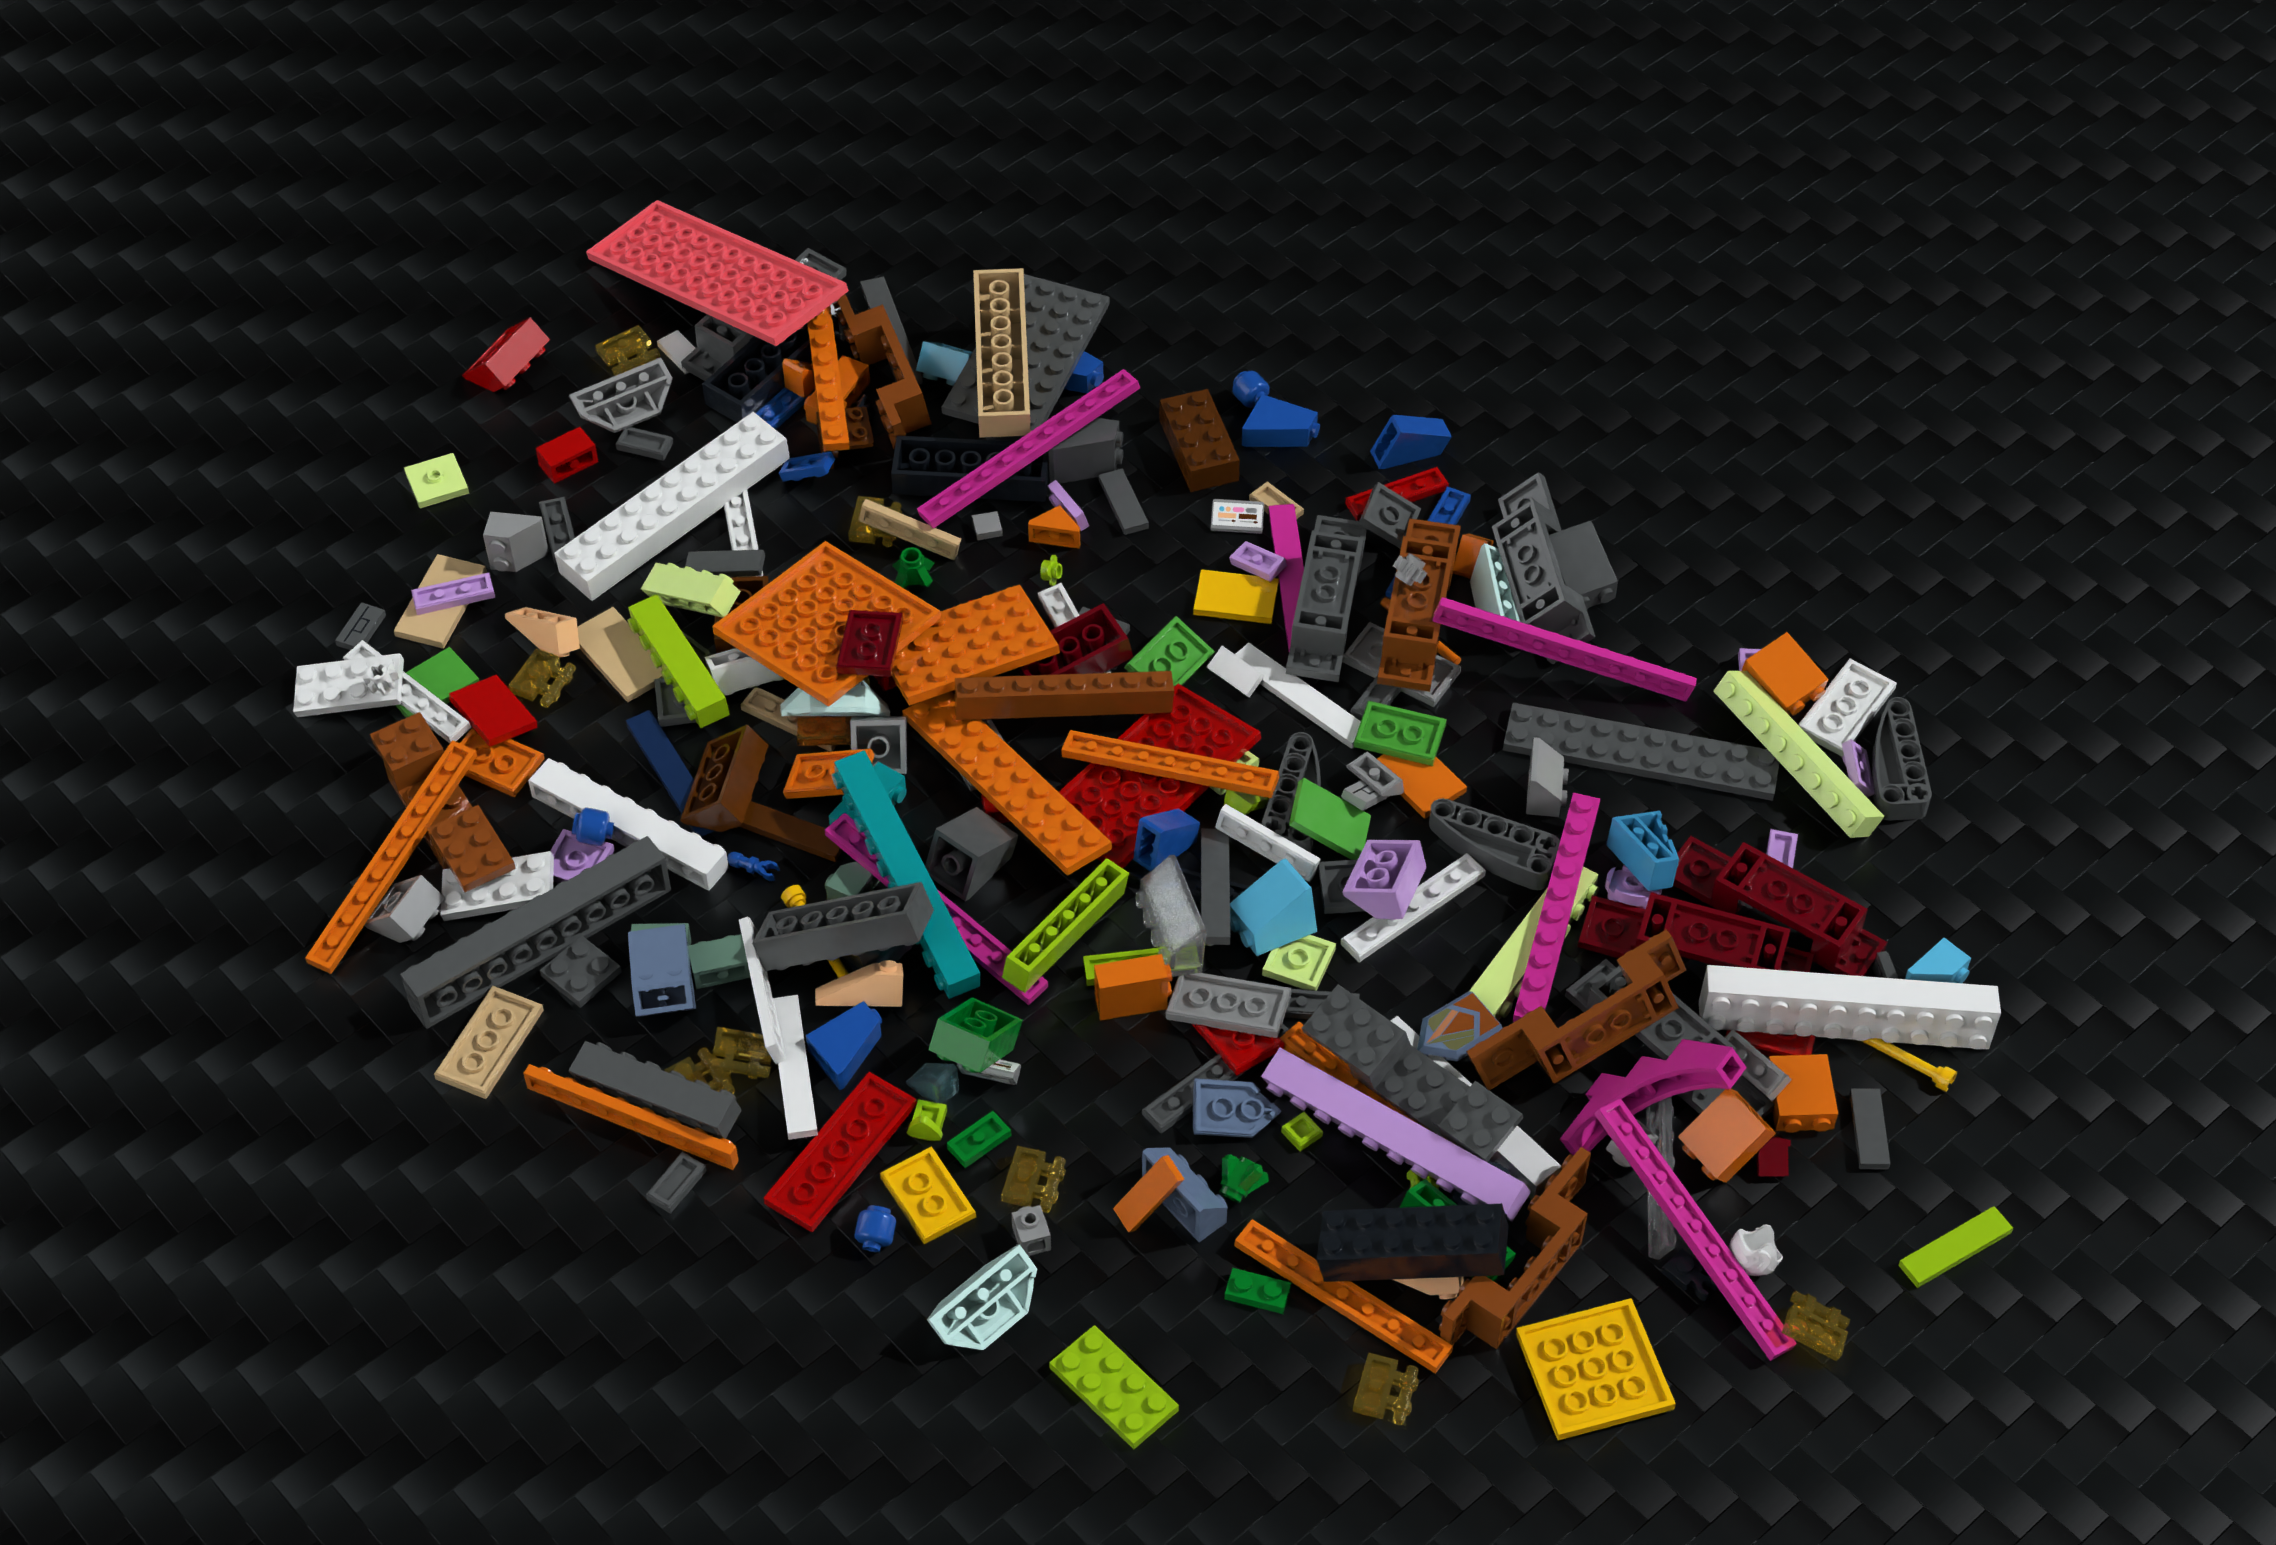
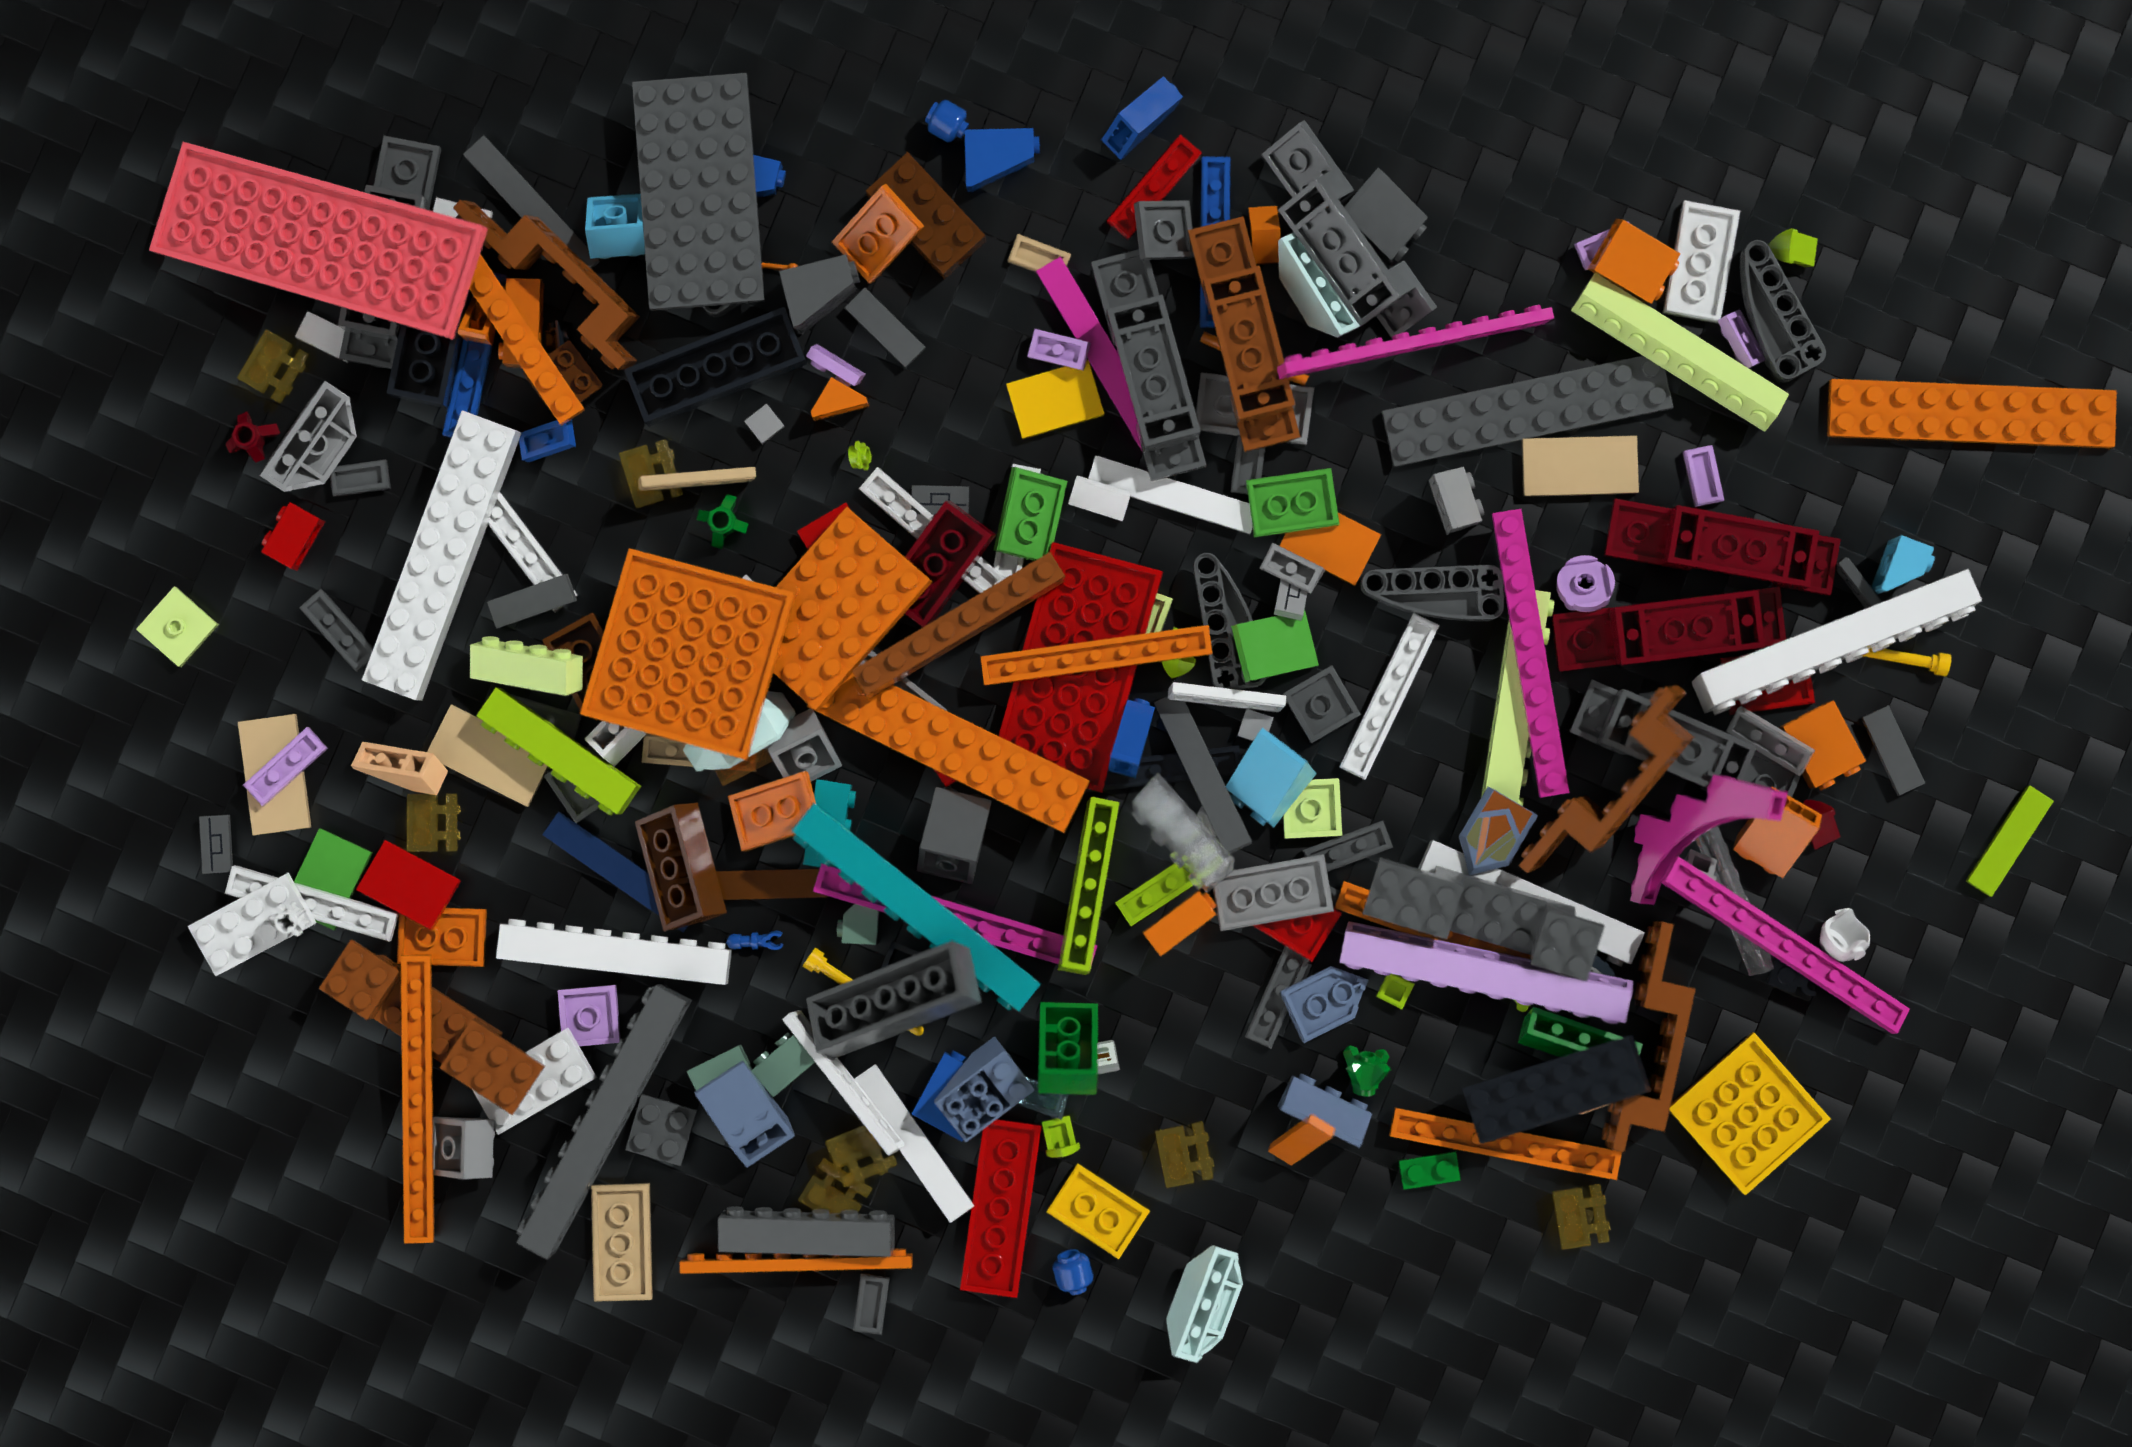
camera: 25 degrees left, 35 degrees up
(508, 356) = (152, 434): slope -> none
(514, 541) = (309, 683): light grey slope -> none
(575, 379) = (250, 437): none -> dark red rock
(592, 826) = (590, 985): blue head -> none
(869, 643) = (749, 670): dark red tile -> none
(874, 984) = (932, 1040): light nougat slope -> none
(879, 1039) = (982, 1090): none -> sand blue slope
(978, 1139) = (1116, 1137): green plate -> none
(1001, 353) = (682, 222): tan brick -> none
(1028, 448) = (775, 338): dark pink plate -> none
(1031, 1230) = (1208, 1208): light grey brick -> none
(1114, 1386) = (1350, 1320): lime plate -> none
(1154, 431) = (878, 233): none -> orange tile
(1237, 516) = (1010, 297): slope -> none
(1386, 877) = (1356, 690): lavender slope -> none
(1410, 569) = (1234, 332): light grey gear -> none
(1644, 848) = (1585, 546): dark azure wedge -> none
(1683, 809) = (1580, 466): none -> tan tile
(1816, 1325) = (1924, 993): clear yellow plate -> none
(1936, 723) = (1794, 248): none -> lime tile
(2053, 903) = (1972, 413): none -> orange plate

